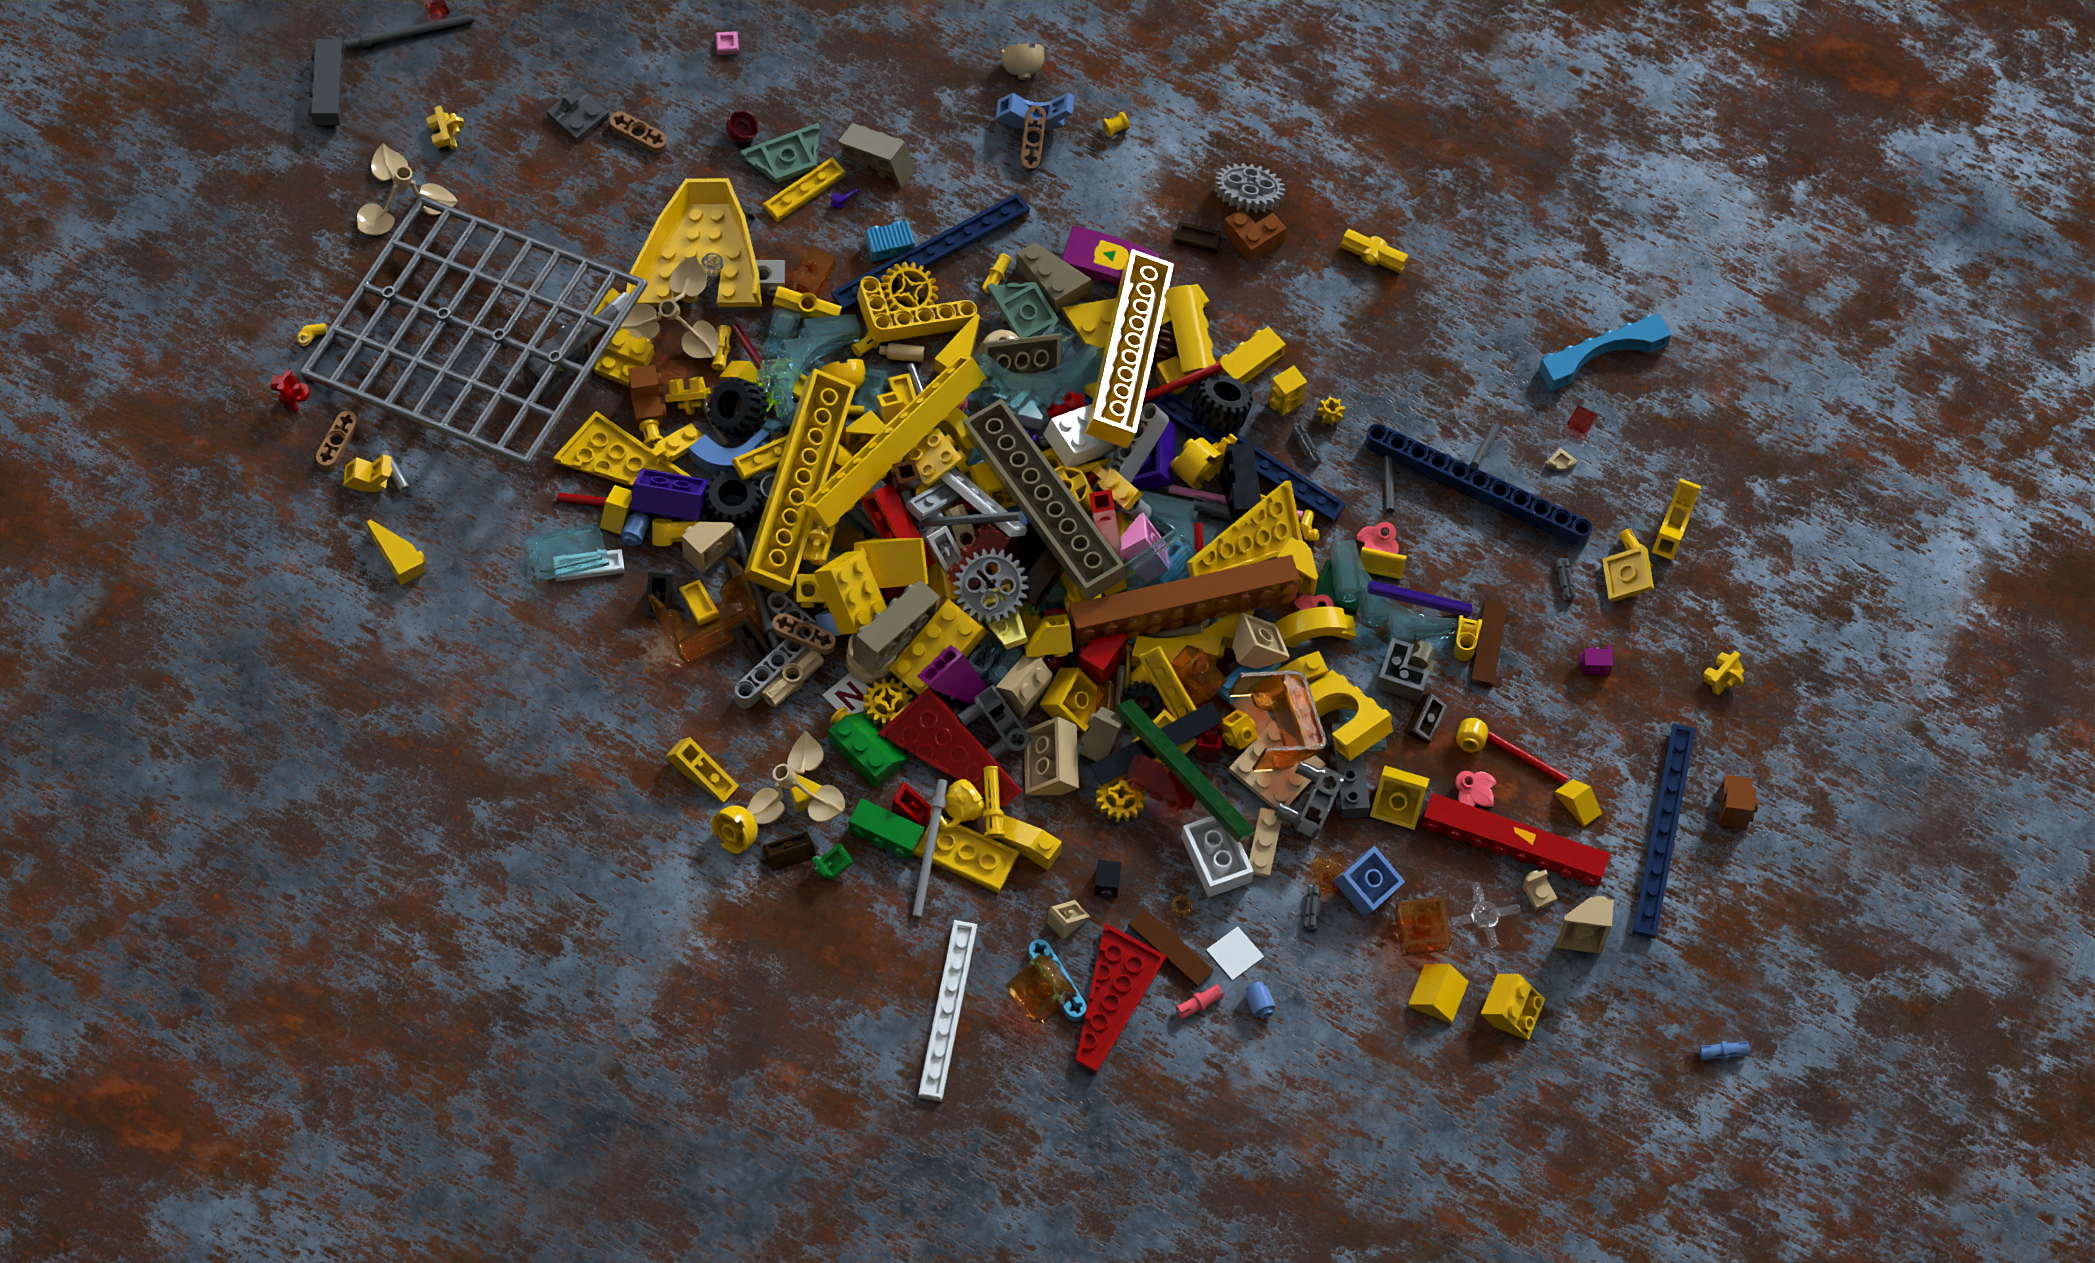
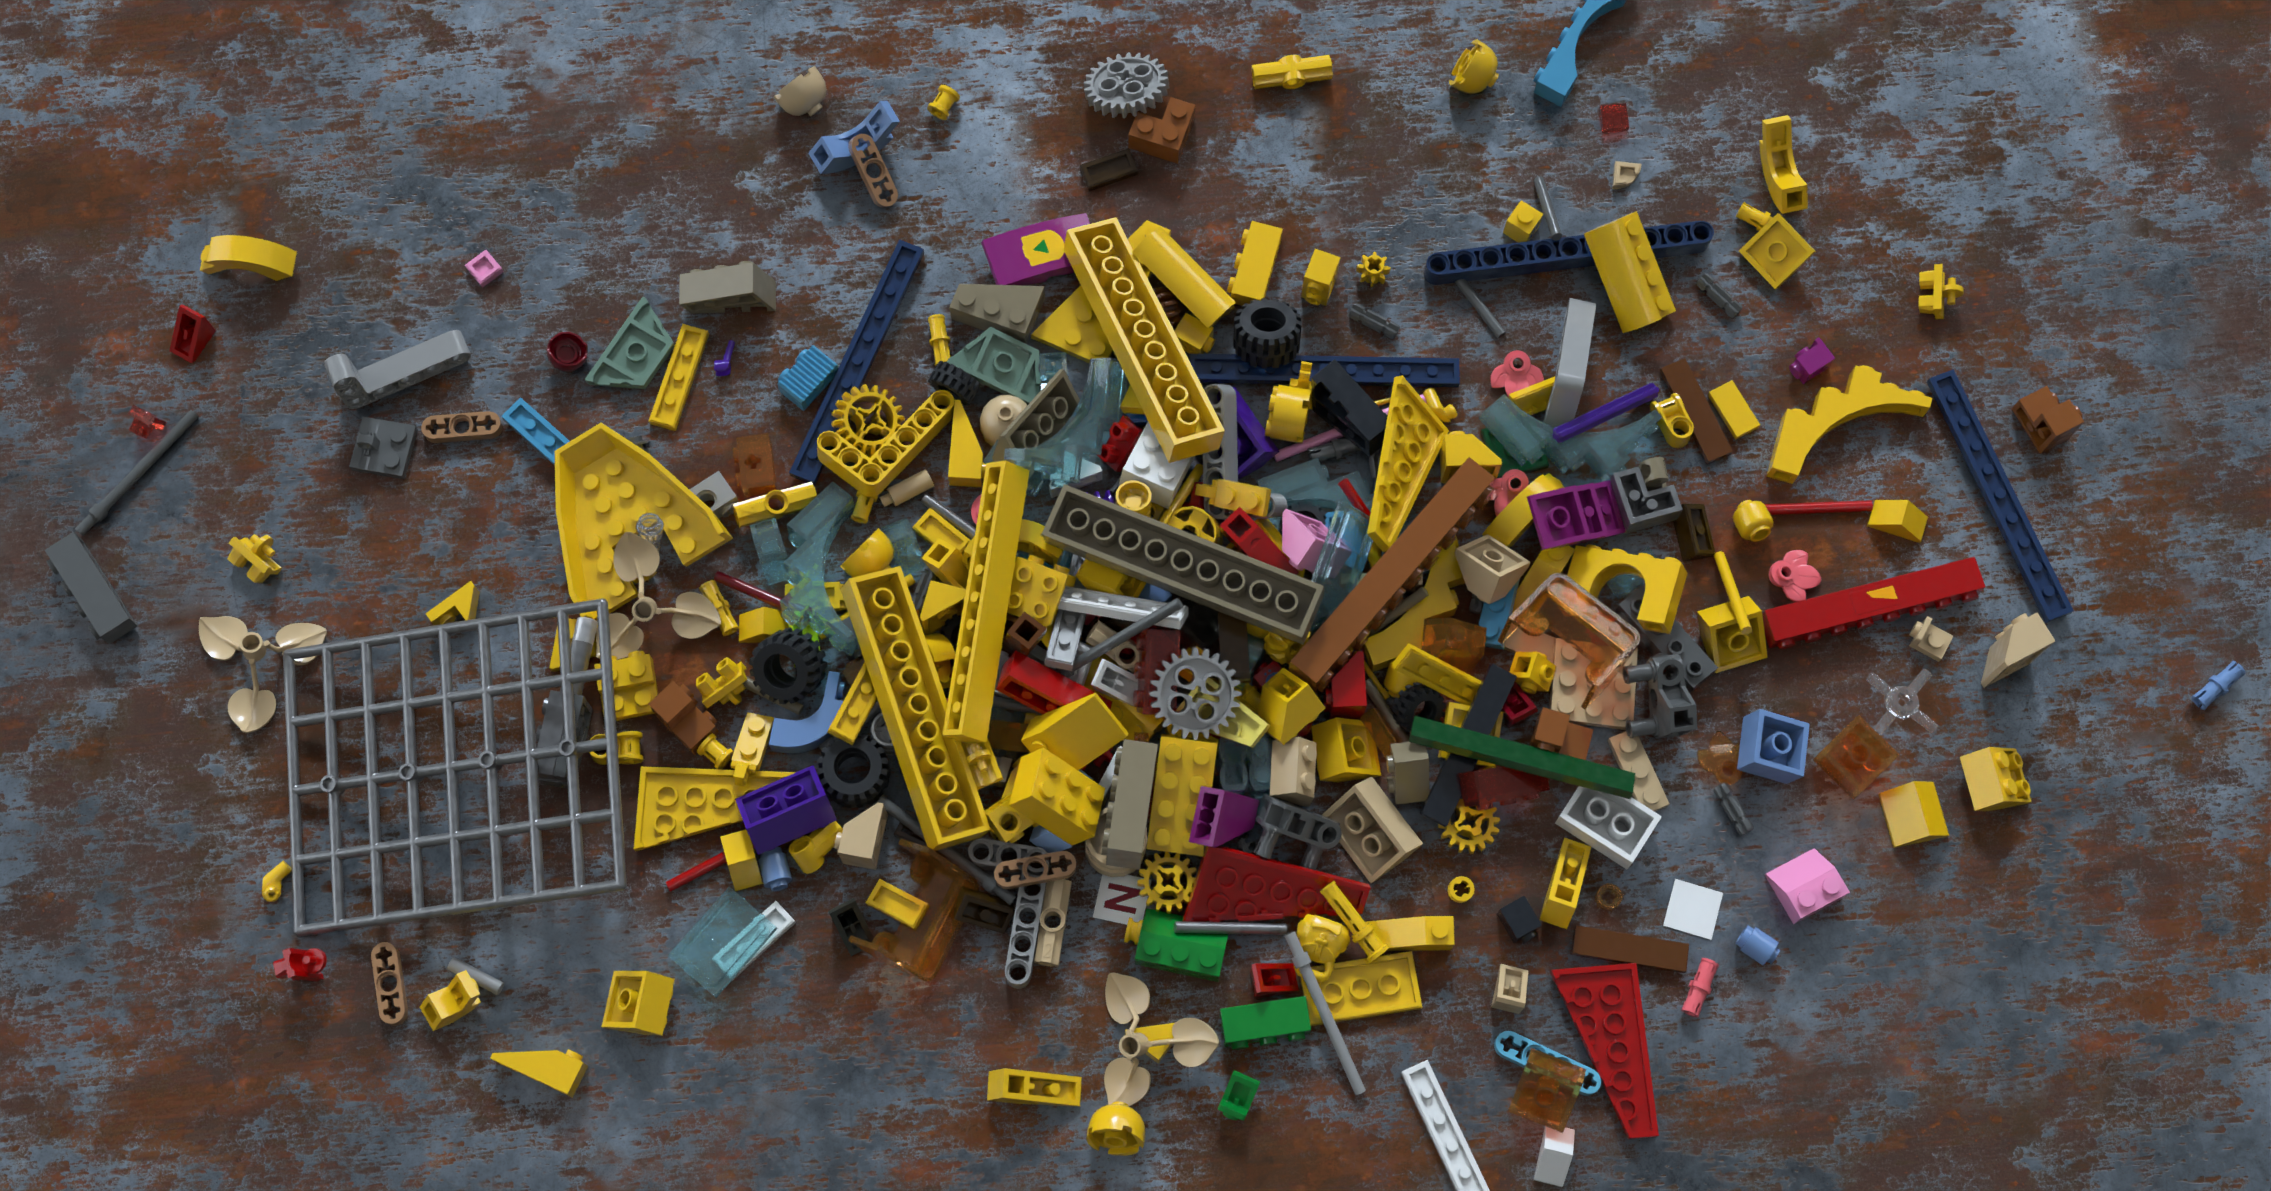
camera: 30 degrees left, 10 degrees up
(486, 552) = (638, 1002): none -> yellow slope
(559, 237) = (462, 601): none -> yellow slope
(592, 392) = (624, 740): none -> yellow piece
(620, 71) = (397, 371): none -> light grey beam
(684, 159) = (534, 429): none -> dark azure plate
(789, 851) = (1183, 1111): dark brown slope -> none
(904, 754) = (1230, 928): none -> flat silver bar
(985, 302) = (955, 381): none -> black tyre
(1016, 1038) = (1555, 1156): none -> white slope
(1047, 442) = (1135, 497): none -> yellow wheel
(1084, 829) = (1469, 884): none -> yellow bush
(1156, 876) = (1565, 883): none -> yellow slope
(1195, 376) = (1218, 331): red bar -> none
(1222, 773) = (1557, 735): none -> dark orange brick
(1324, 988) = (1807, 885): none -> bright pink slope
(1344, 647) = (1576, 514): none -> magenta slope
(1416, 767) = (1732, 593): none -> yellow bar
(1420, 548) = (1571, 362): none -> light grey beam
(1460, 444) = (1522, 222): none -> yellow brick
(1505, 327) = (1475, 69): none -> yellow cylinder
(1509, 520) = (1629, 272): none -> yellow brick
(1517, 658) = (1733, 409): none -> yellow tile
(1585, 700) = (1862, 397): none -> yellow arch

